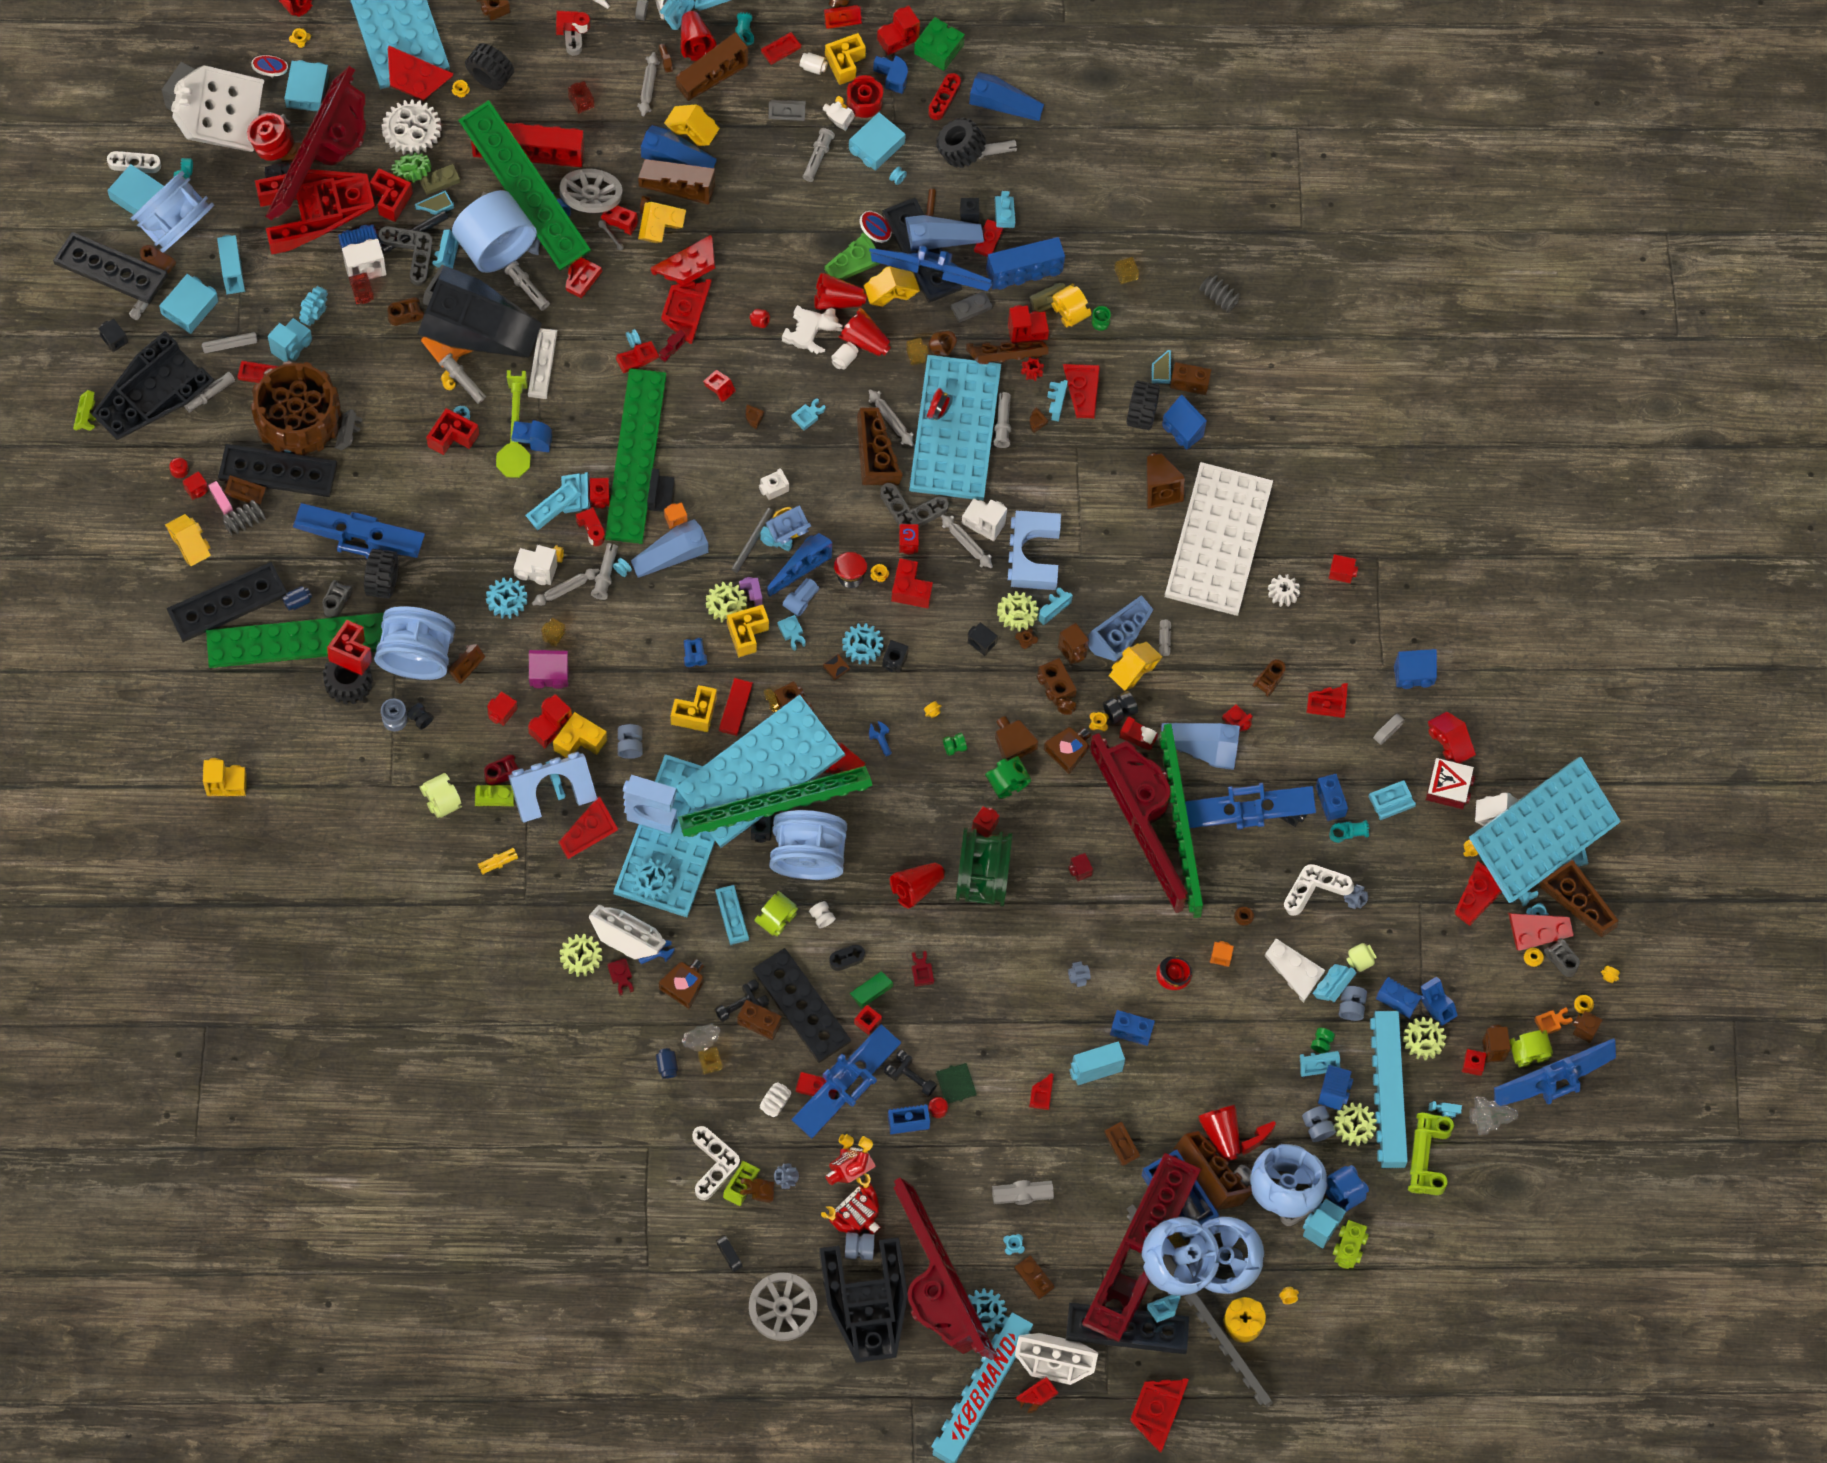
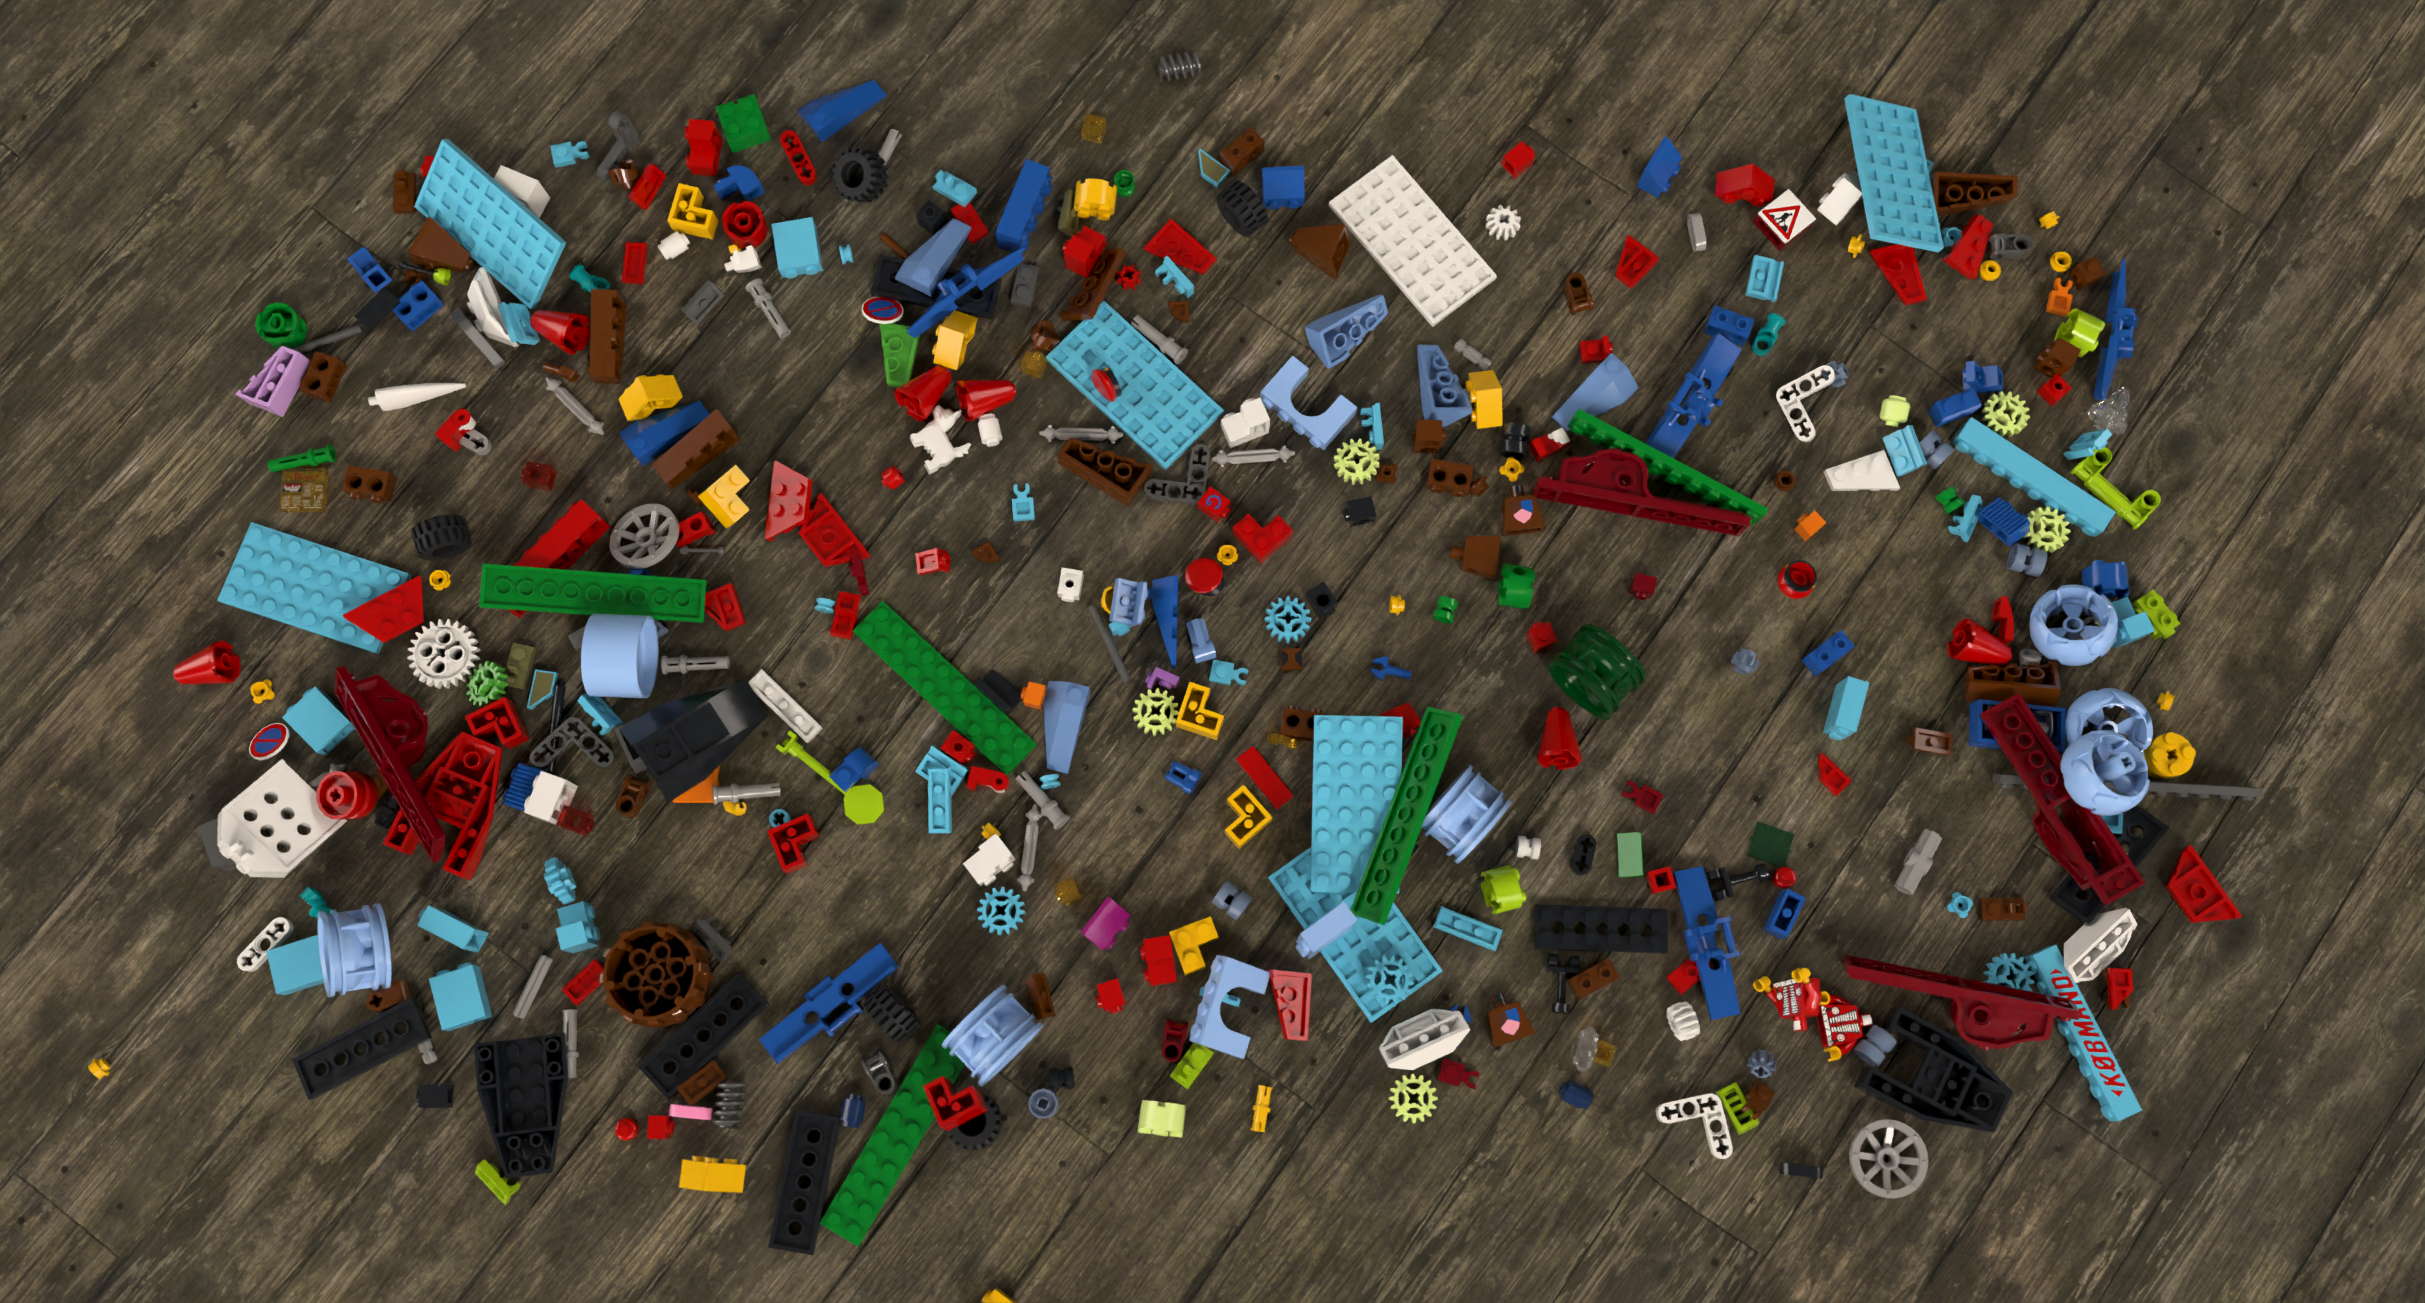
camera: 50 degrees left, 10 degrees up
(1110, 537) = (1340, 331): none -> medium blue wedge

